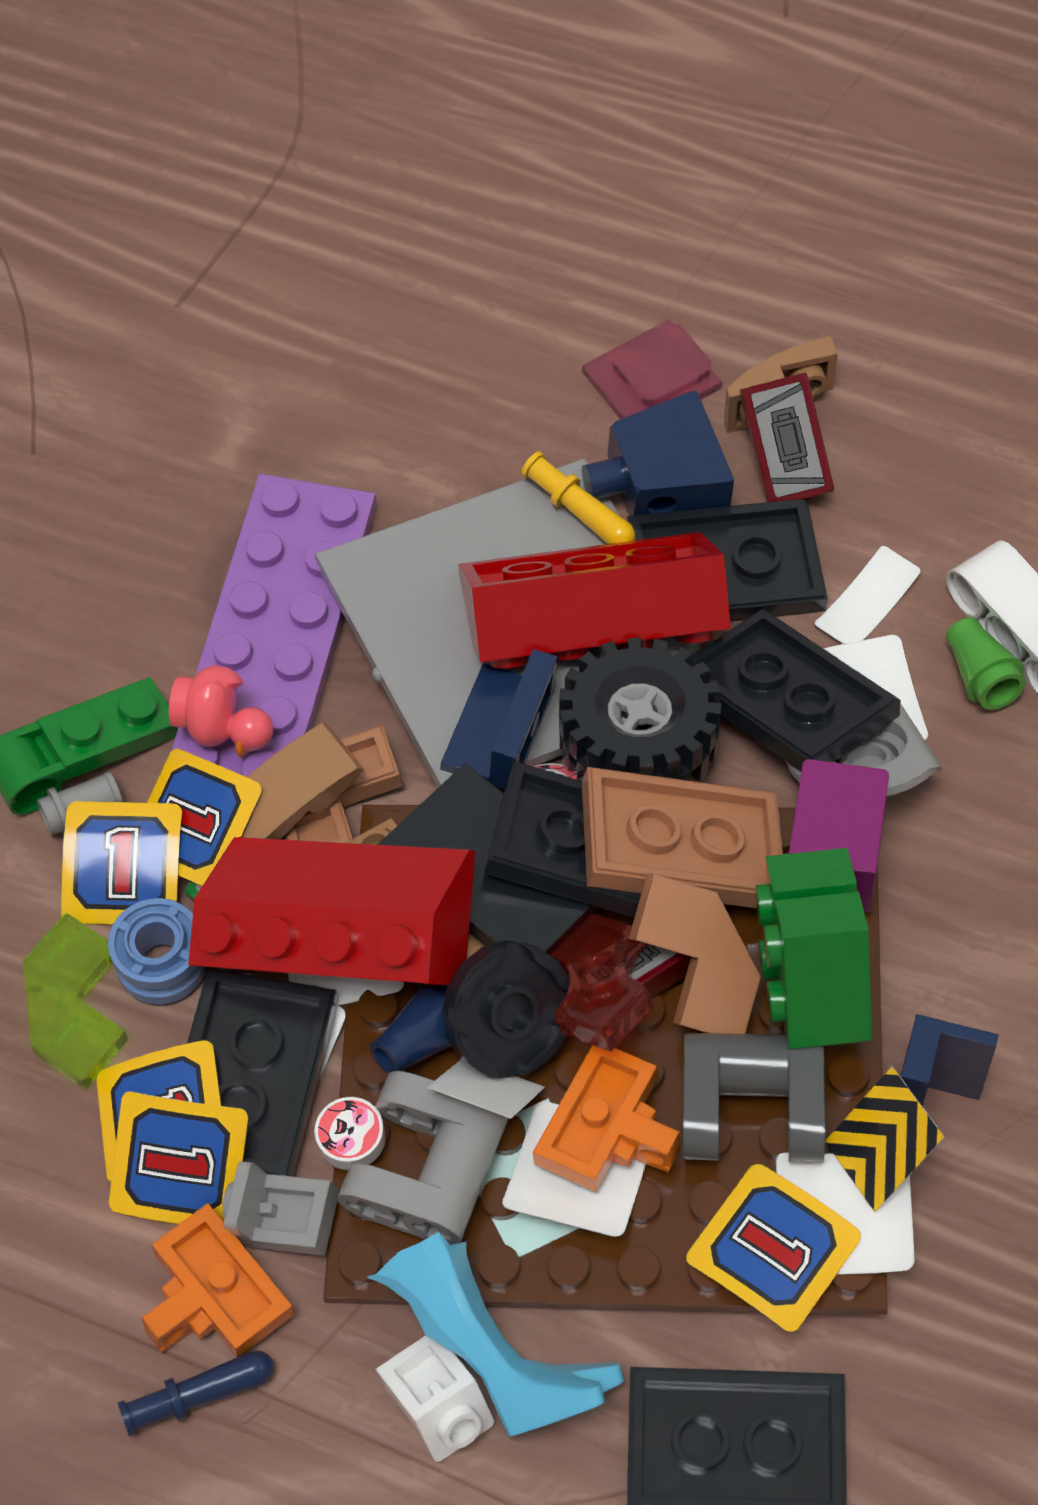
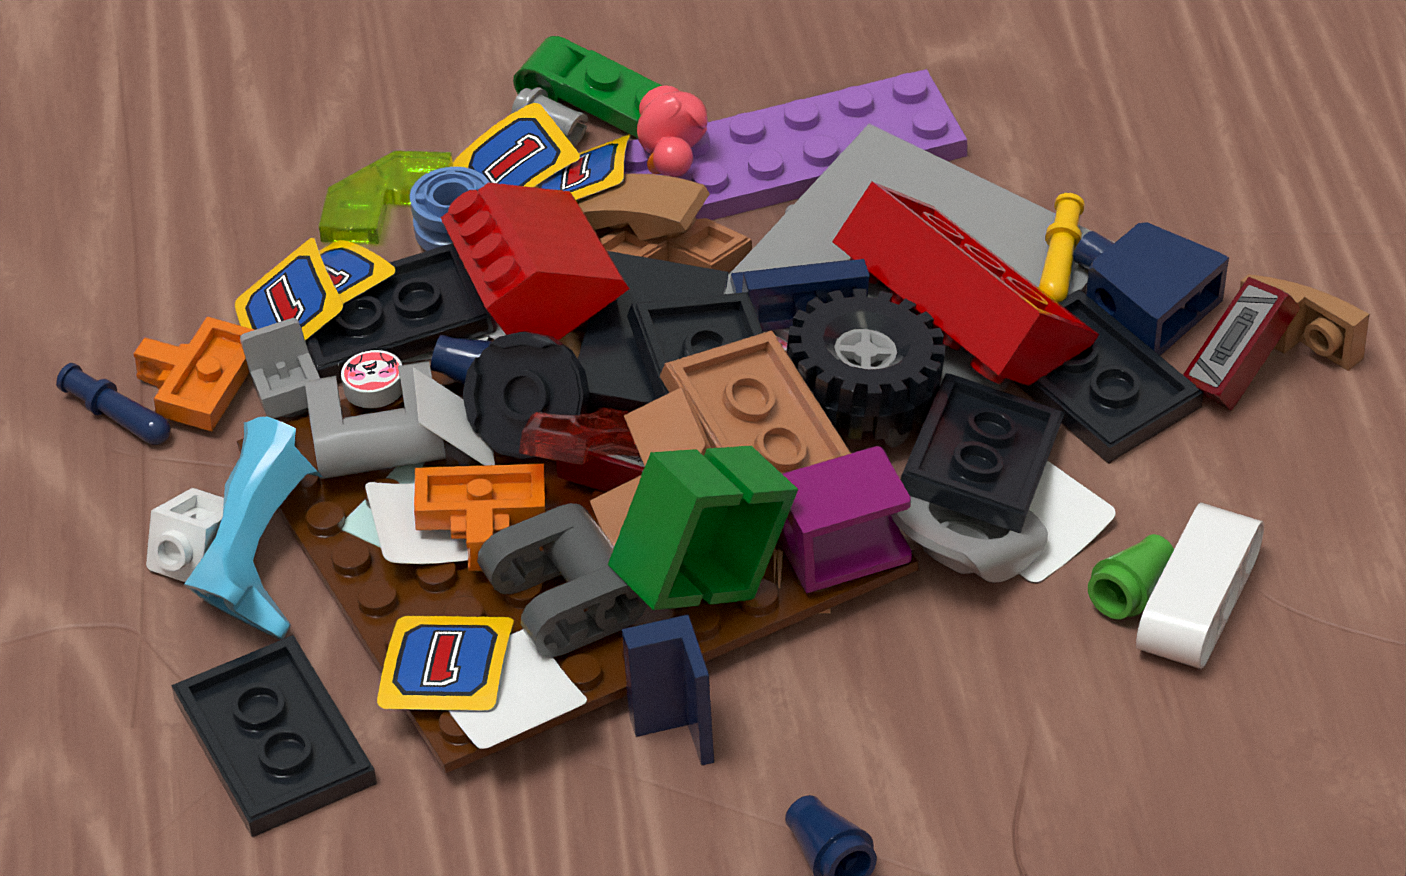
camera: 60 degrees right, 15 degrees down
(652, 370) = (1254, 244): clear pink piece -> none
(869, 597) = (1144, 484): white sticker -> none
(884, 1139) = (572, 662): sticker -> none

